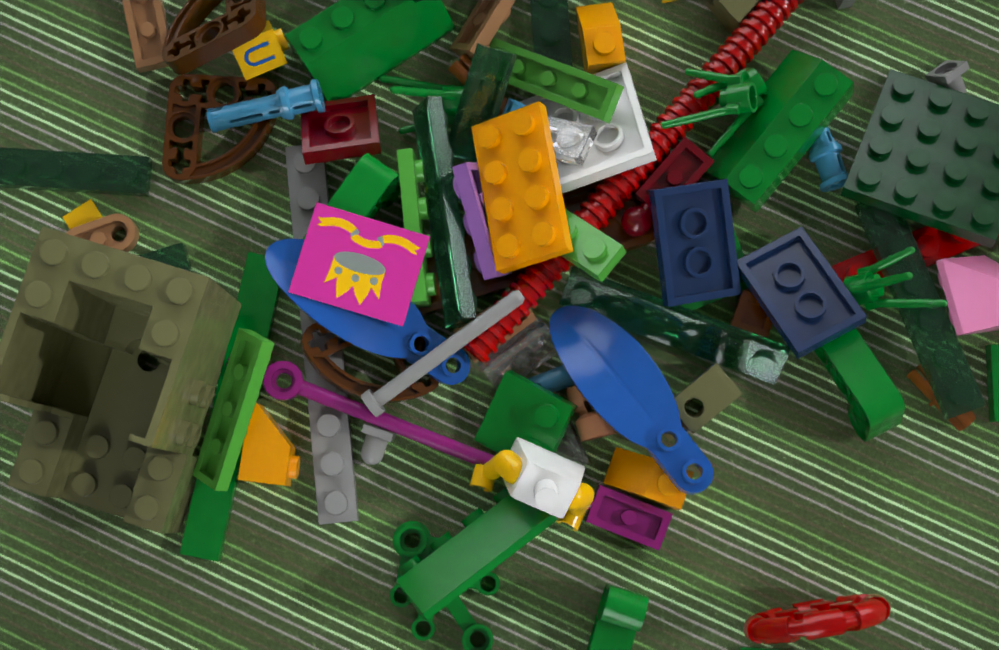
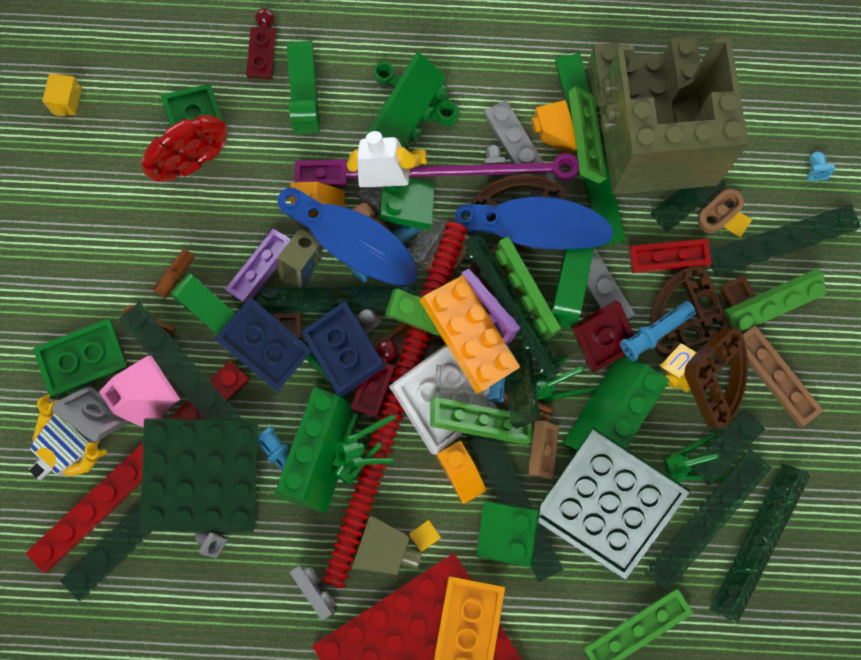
camera: 155 degrees right, 5 degrees down
(92, 88) = (776, 301): none -> bright green plate
(135, 121) = (737, 291): none -> reddish brown plate
(200, 206) = (669, 256): none -> red plate
(359, 264) = (551, 244): dark pink sticker -> none
(376, 400) = (504, 172): light grey bar -> none
(643, 281) = (368, 320): none -> light grey piece
(762, 413) = (258, 267): none -> medium lavender plate
(868, 287) = (218, 365): green plant -> none
(886, 452) = (173, 273): none -> dark orange axle

